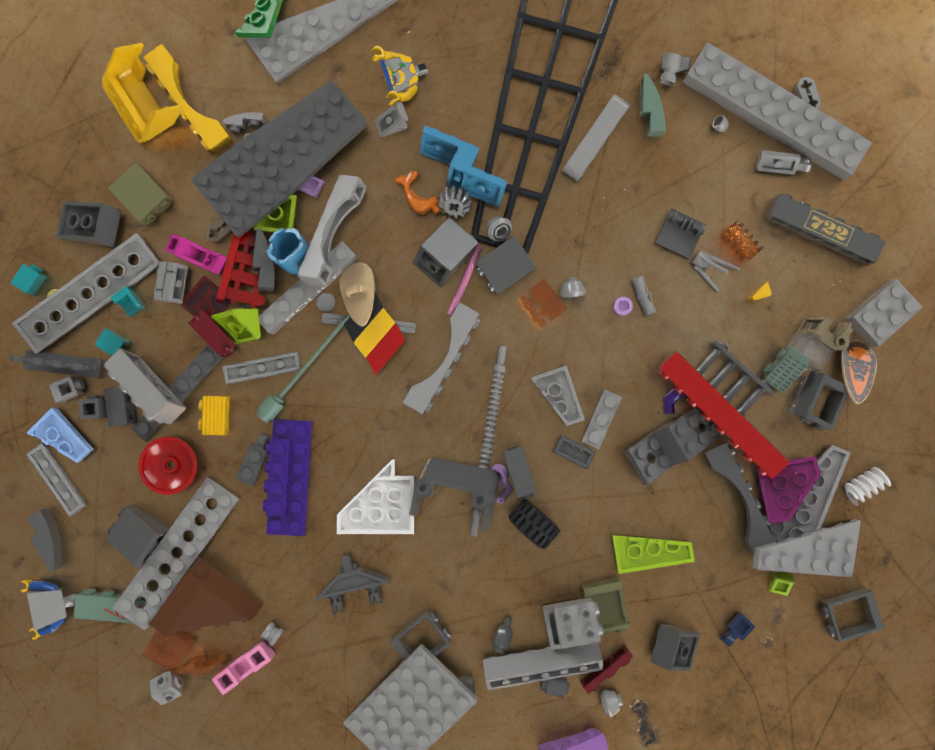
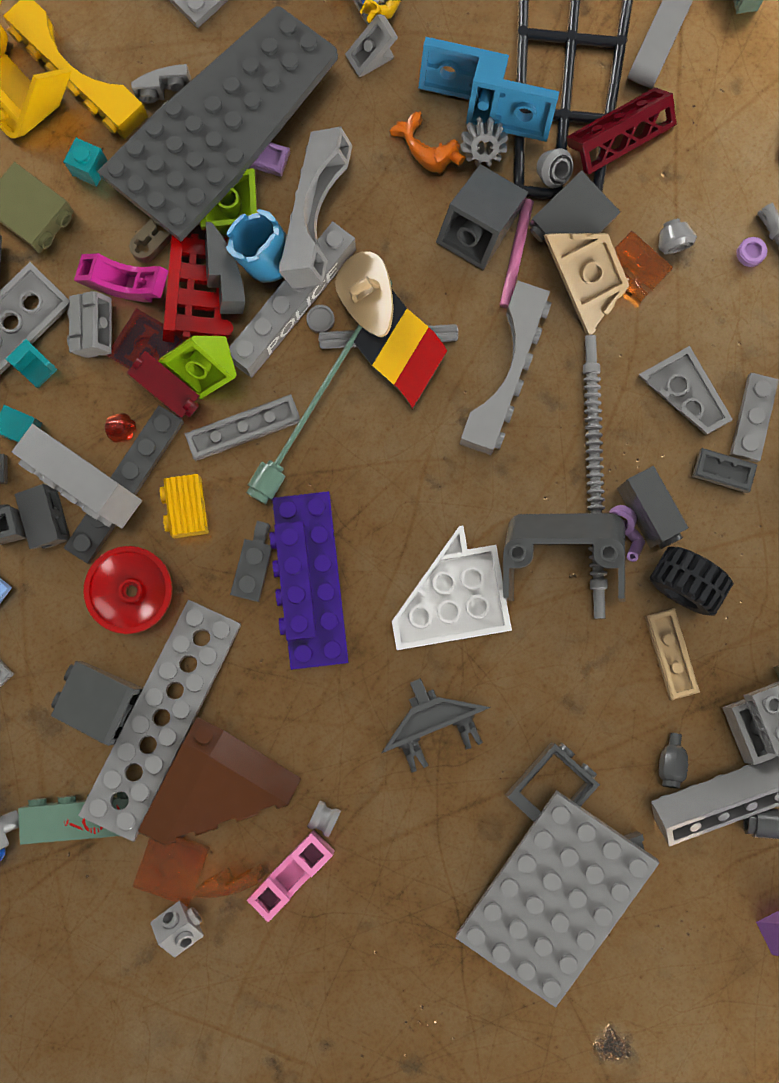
camera: 10 degrees left, 5 degrees down
(180, 353) = (120, 427): none -> clear red piece
(184, 168) = (84, 161): none -> teal brick
(508, 305) = (589, 273): none -> tan wing
(516, 566) = (672, 654): none -> tan tile
(551, 204) = (625, 118): none -> dark red fence

